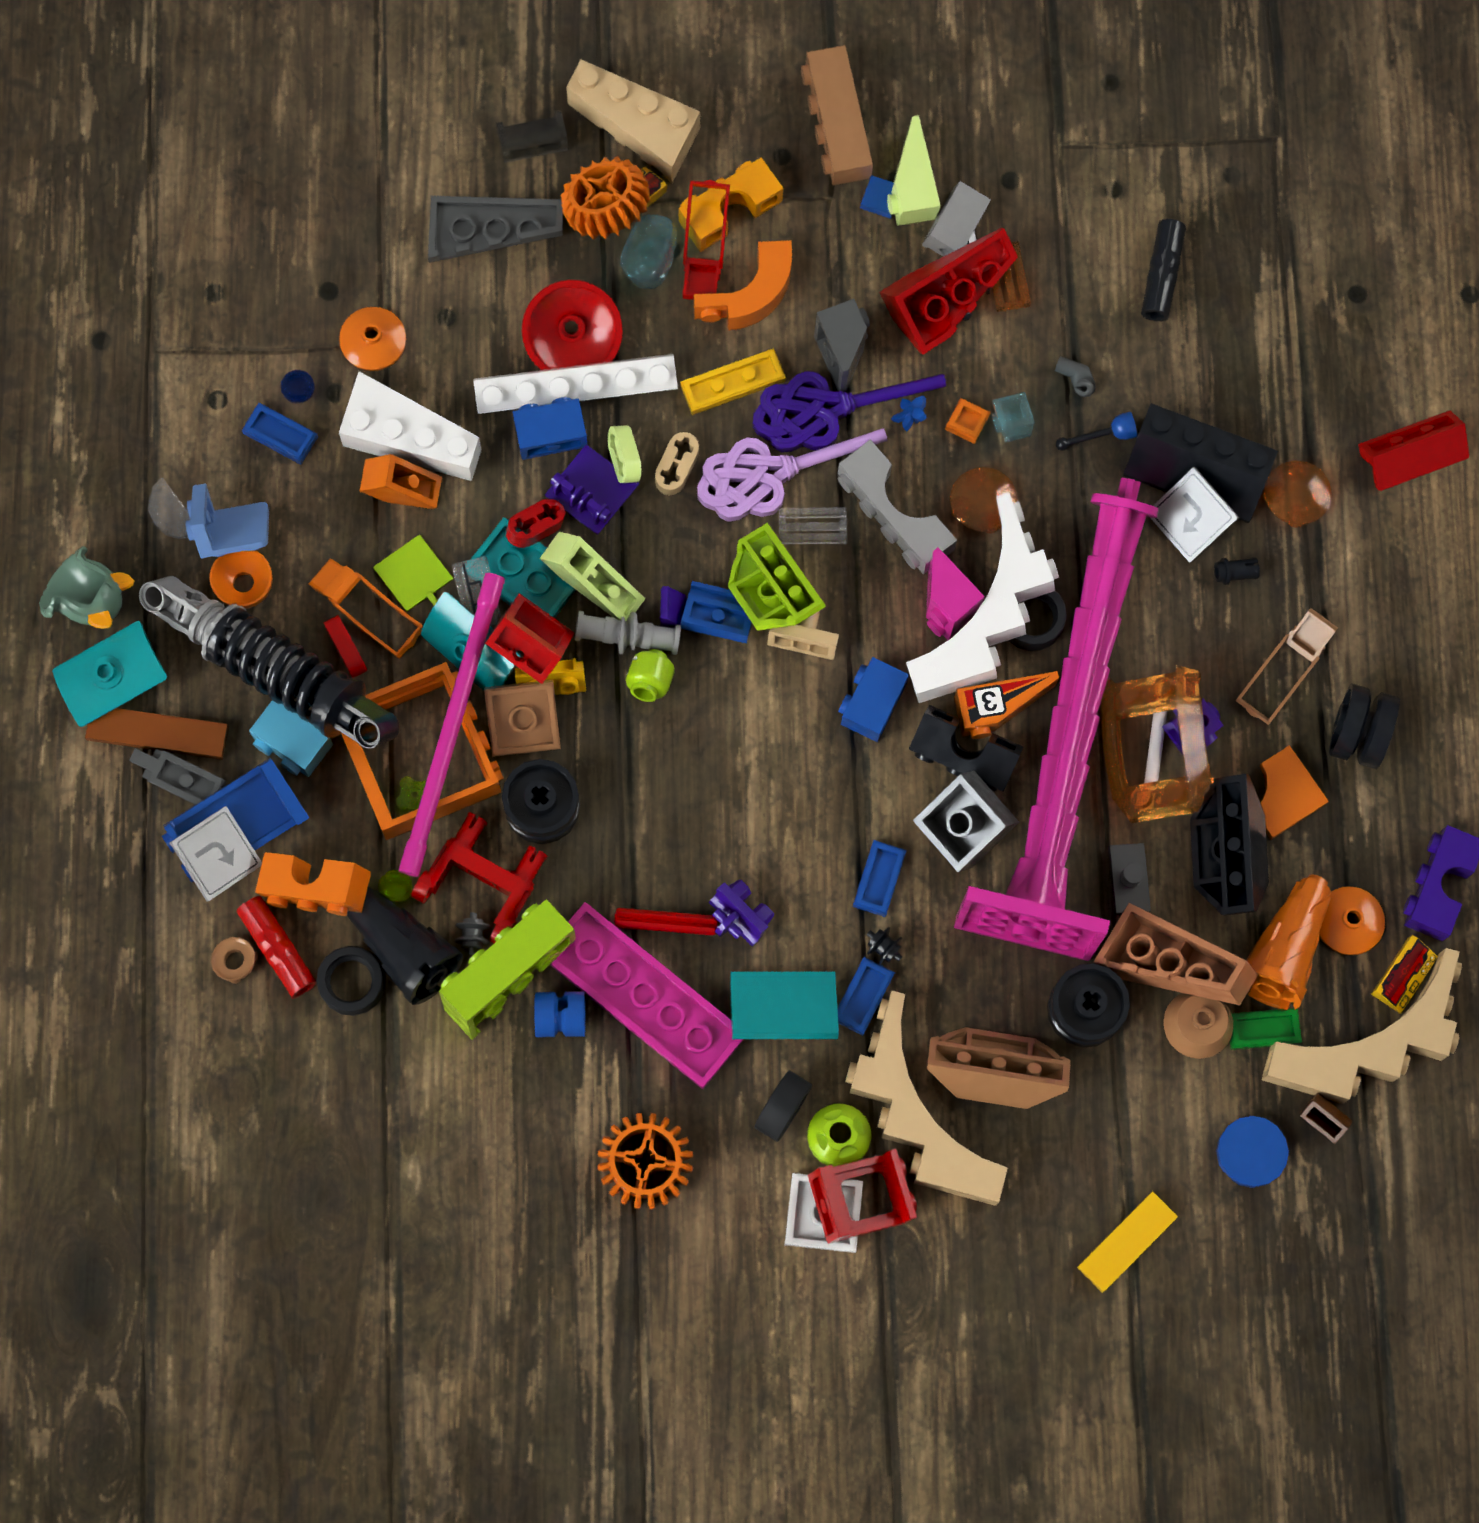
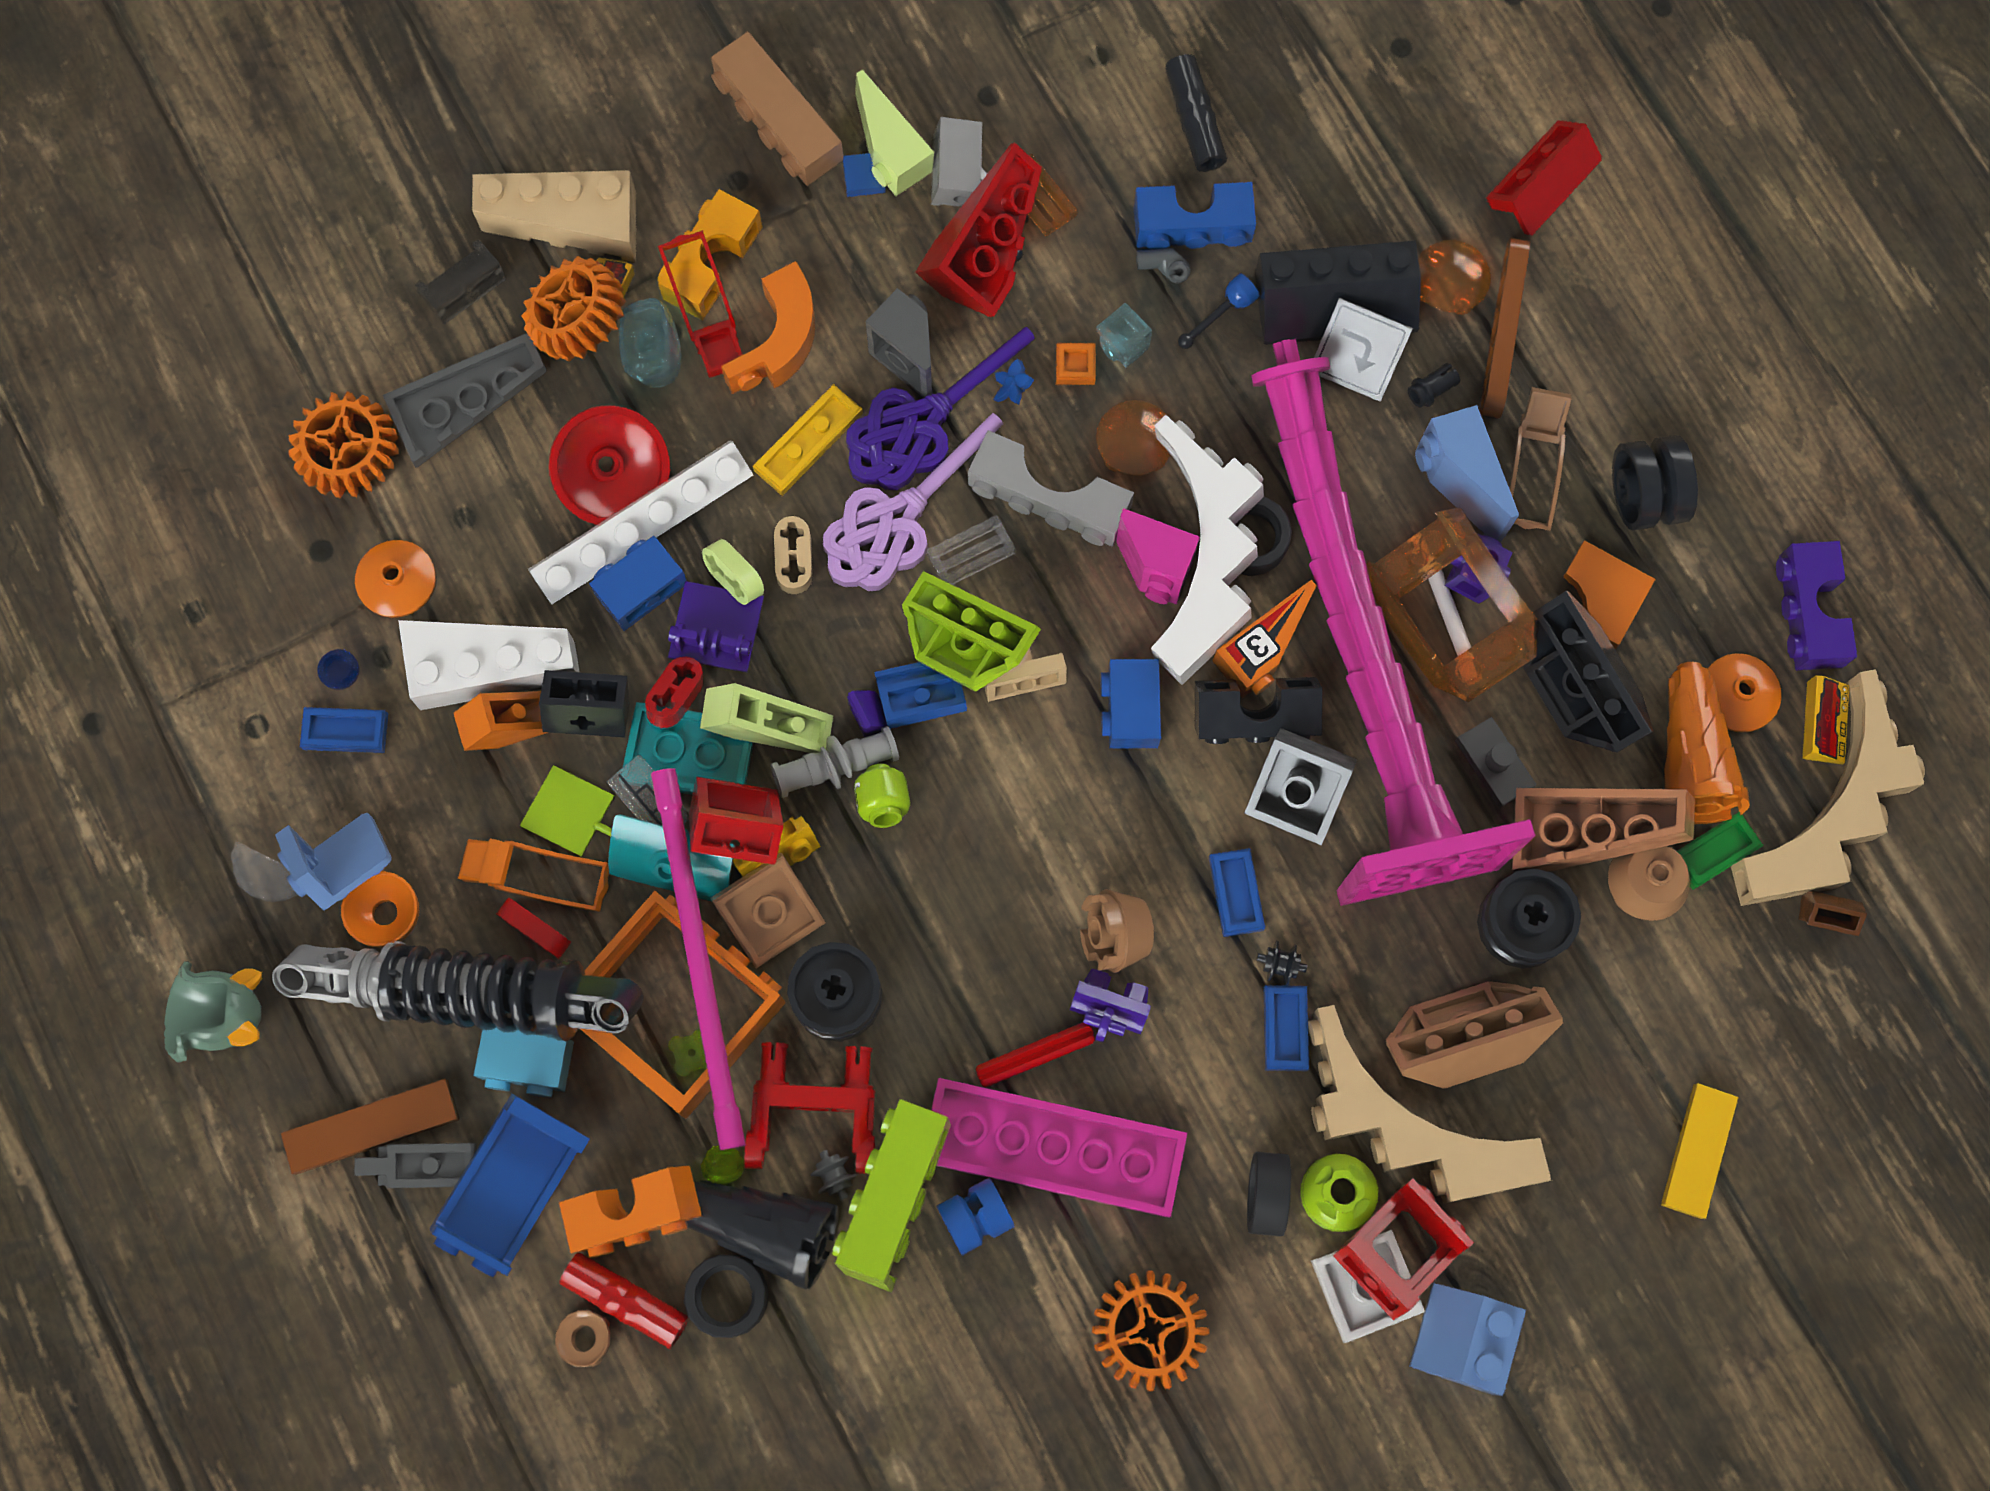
camera: 25 degrees left, 0 degrees up
(109, 674) = (283, 1090): teal shield -> none
(216, 853) = (505, 1232): light grey piece -> none
(374, 242) = (341, 415): none -> orange gear
(464, 499) = (584, 703): none -> black brick
(773, 859) = (1117, 930): none -> medium nougat cone
(784, 1005) = (1210, 1082): teal tile -> none
(876, 1285) = (1467, 1339): none -> medium blue slope
(1091, 345) = (1164, 223): none -> blue arch
(1221, 644) = (1467, 471): none -> medium blue slope
(1252, 1151) = (1775, 987): blue tile -> none
(1316, 552) = (1504, 328): none -> dark orange beam

